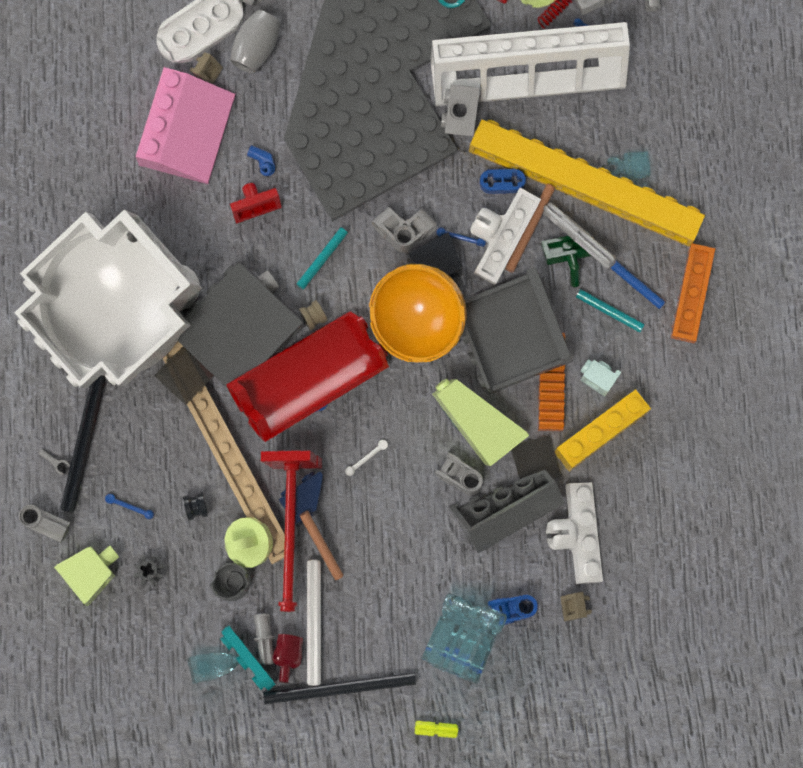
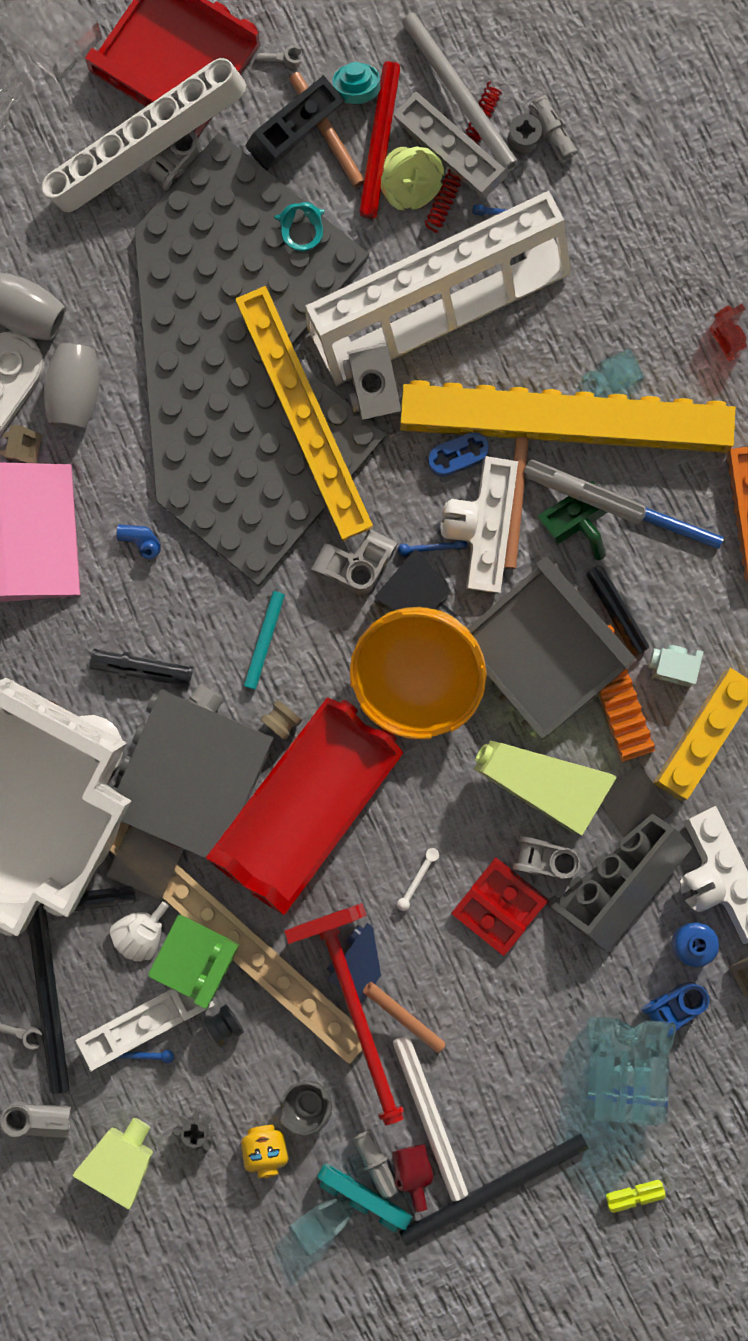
camera: 20 degrees left, 5 degrees up
(143, 484) = (137, 1027): none -> white slope
(146, 391) = (107, 898): none -> black axle
(161, 424) = (138, 934): none -> white piece
(191, 601) = (264, 1151): none -> yellow head
(192, 452) = (193, 960): none -> bright green bracket
(231, 246) = (138, 667): none -> black pin
(248, 542) = (309, 1048): yellowish green tile -> none
(255, 203) = (151, 600): red tile -> none
(406, 115) = (304, 413): none -> yellow plate
(416, 496) = (499, 906): none -> red slope
(533, 574) = (683, 941): none -> blue head
(573, 325) = (617, 610): none -> black axle
(610, 311) = (657, 573): teal piece -> none
(720, 168) = (729, 336): none -> clear red bracket

